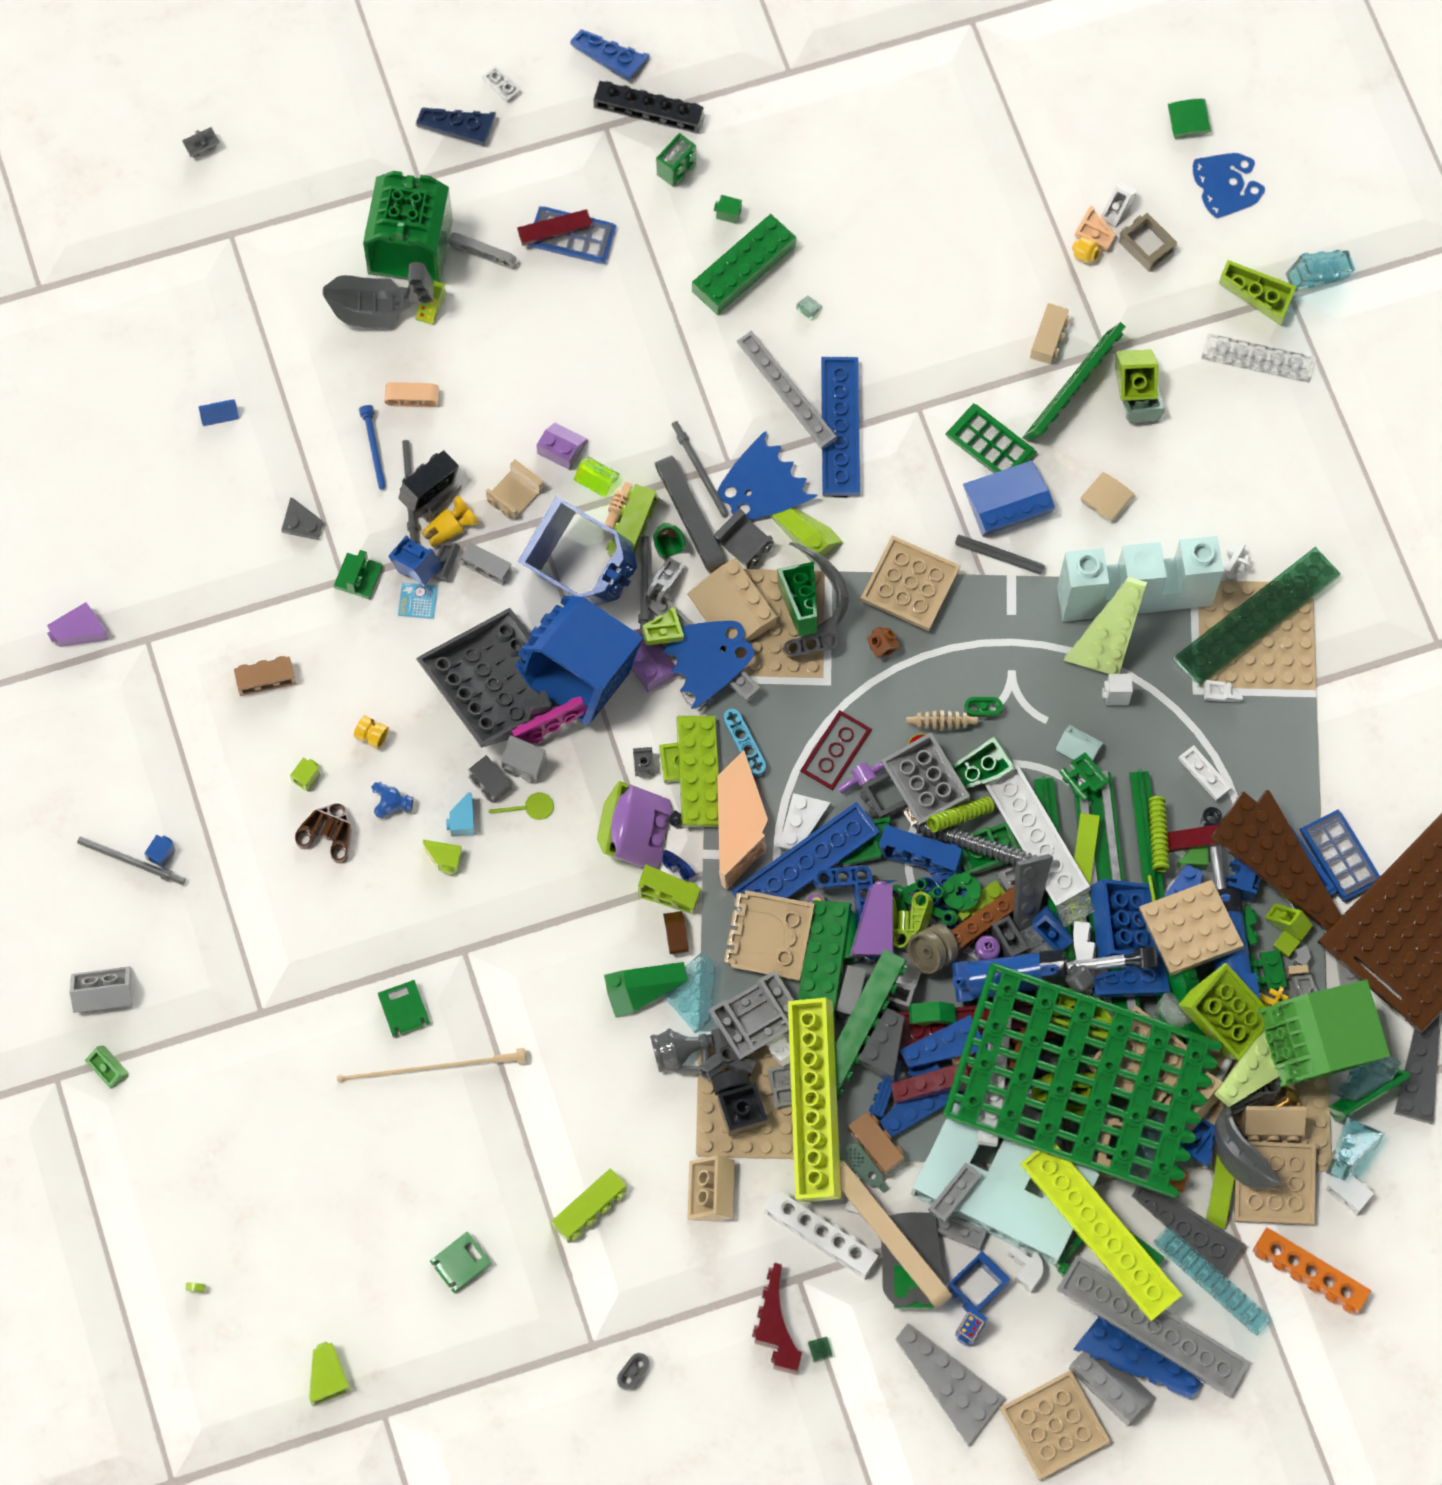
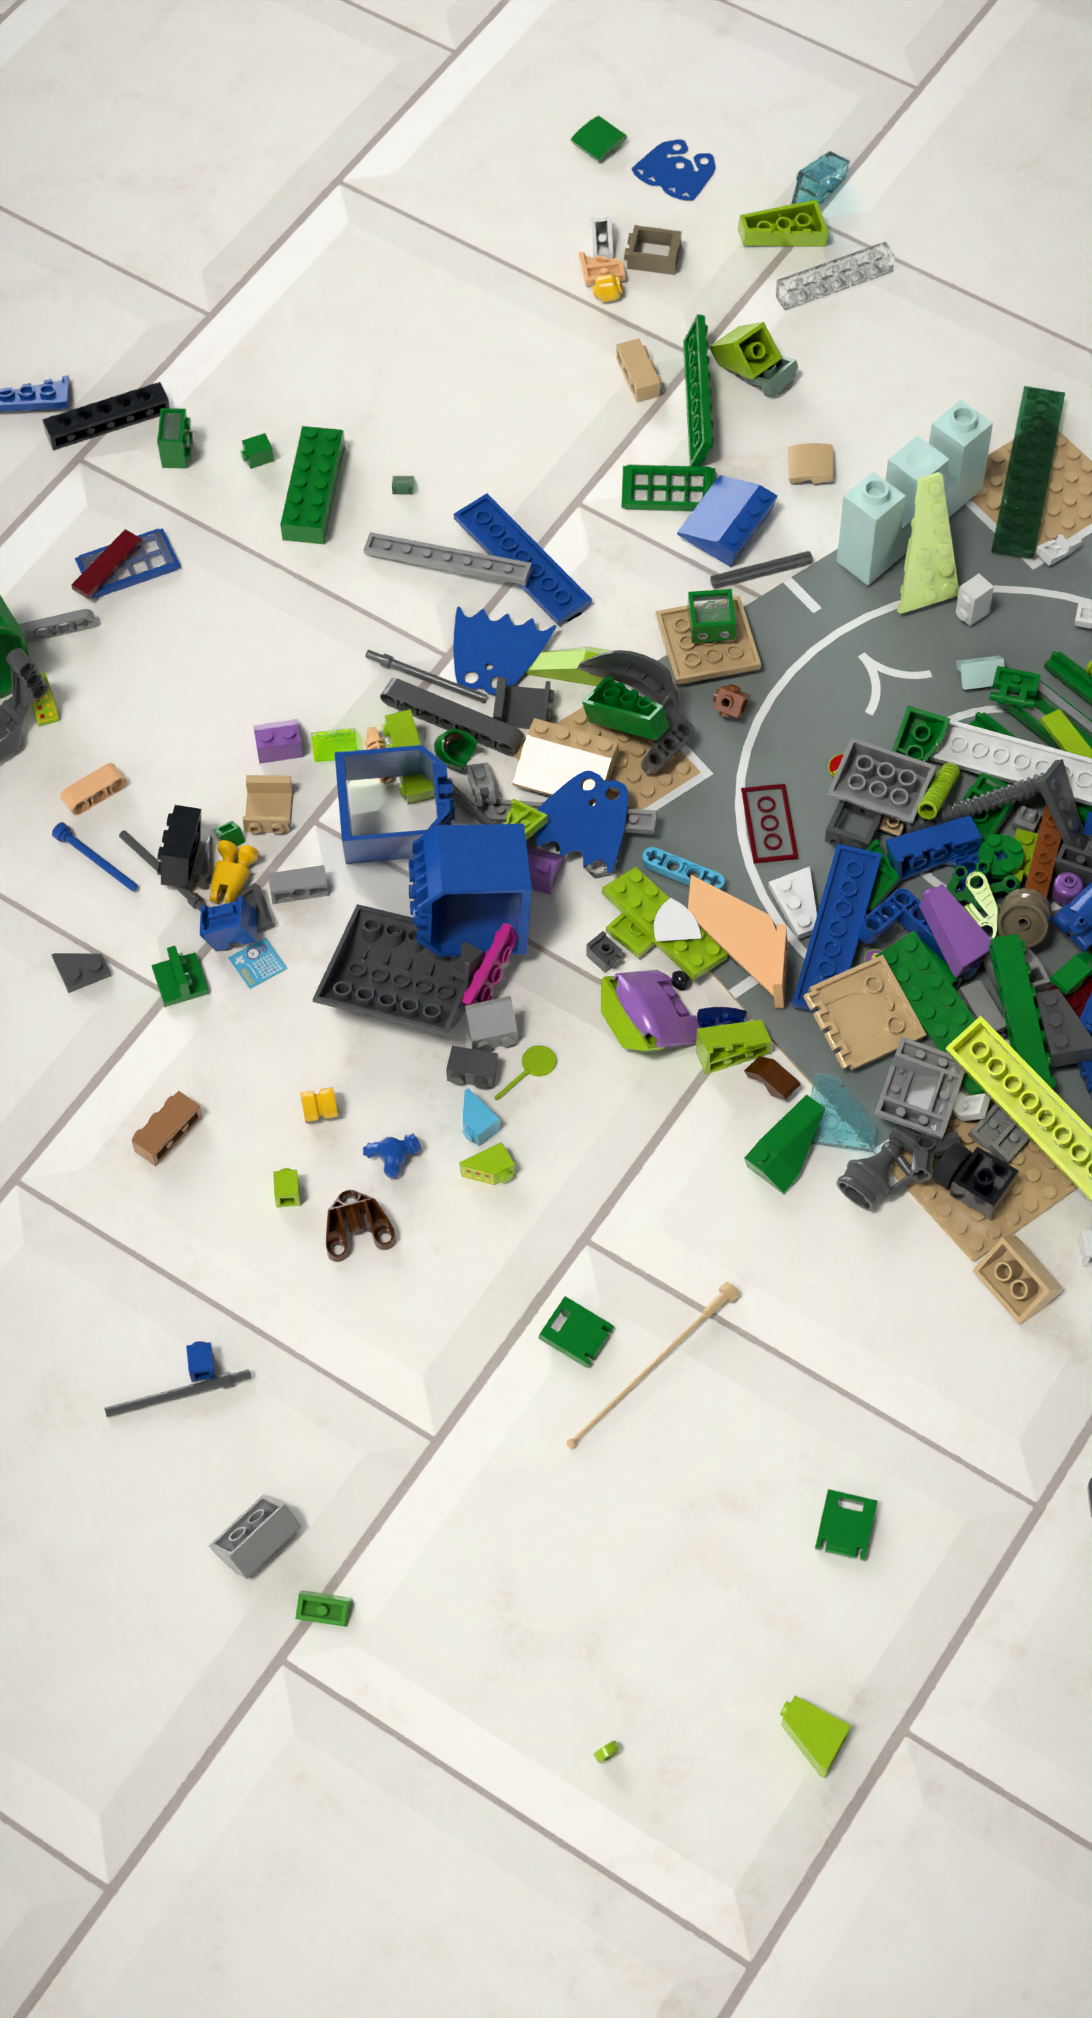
camera: 35 degrees left, 10 degrees down
(473, 493) = (230, 832): none -> green slope
(589, 1205) = (919, 1379): lime brick -> none
(702, 777) = (675, 923): none -> white sticker
(861, 775) = (817, 823): medium lavender piece -> none
(920, 568) = (711, 615): none -> piece
(941, 720) = (842, 731): tan piece -> none
(982, 705) = (866, 696): green plate -> none

